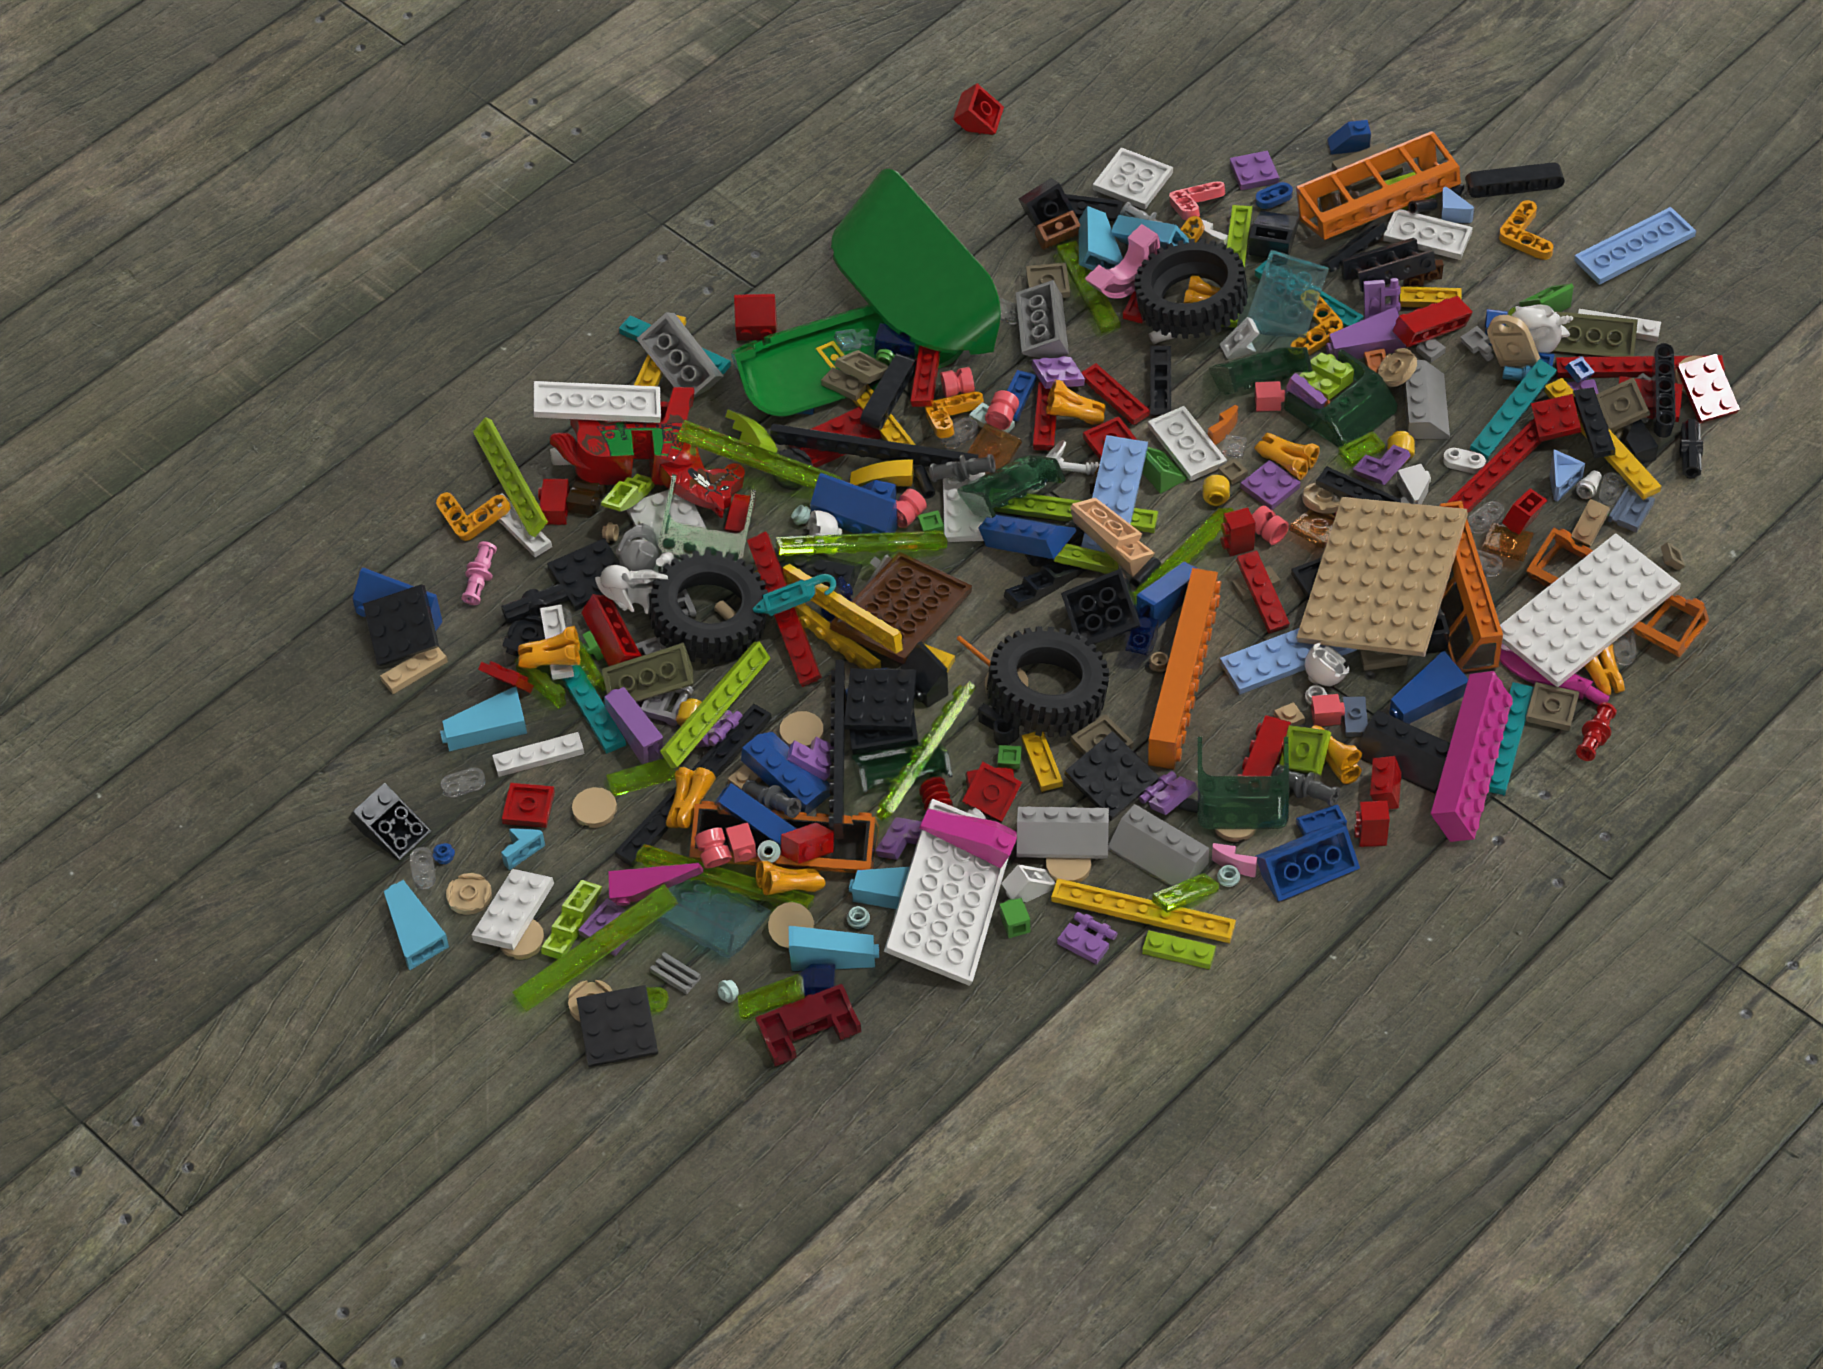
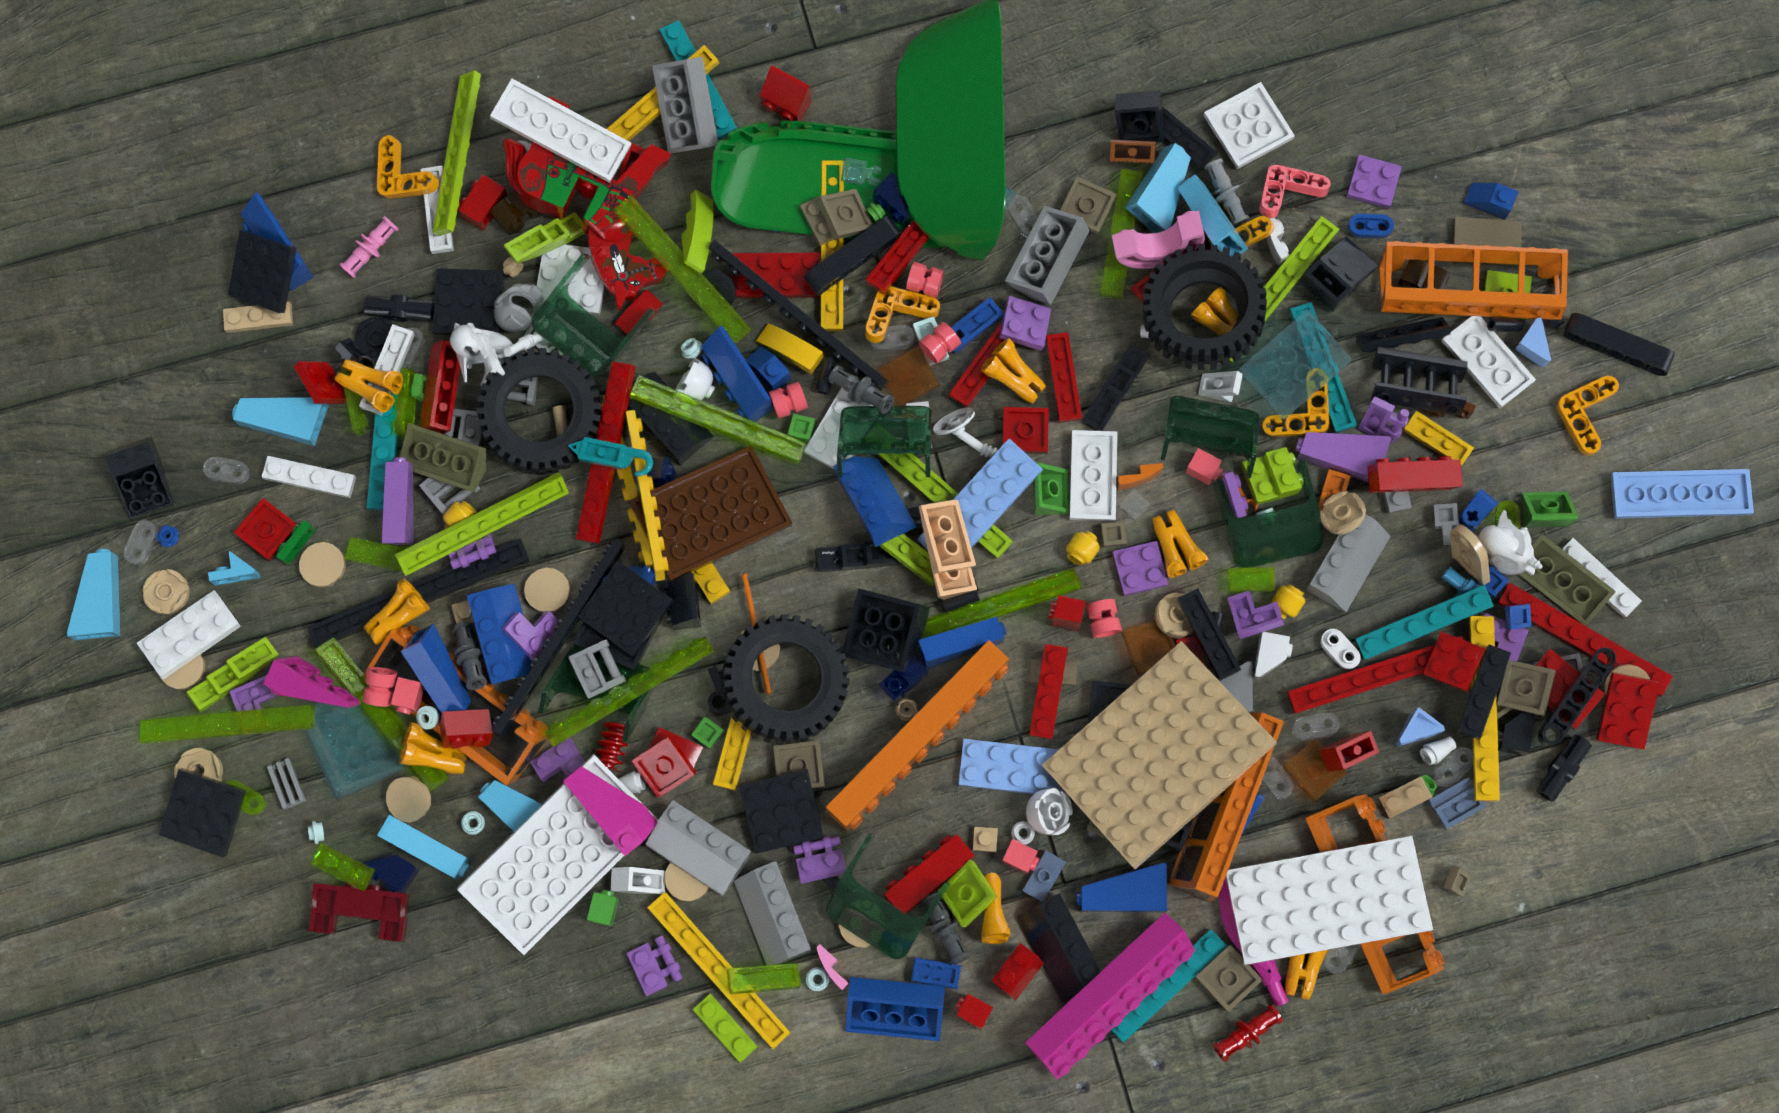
camera: 30 degrees right, 25 degrees up
(561, 794) = (291, 548): none -> green plate
(879, 565) = (721, 451): light grey piece -> none
(882, 755) = (589, 670): none -> light grey plate

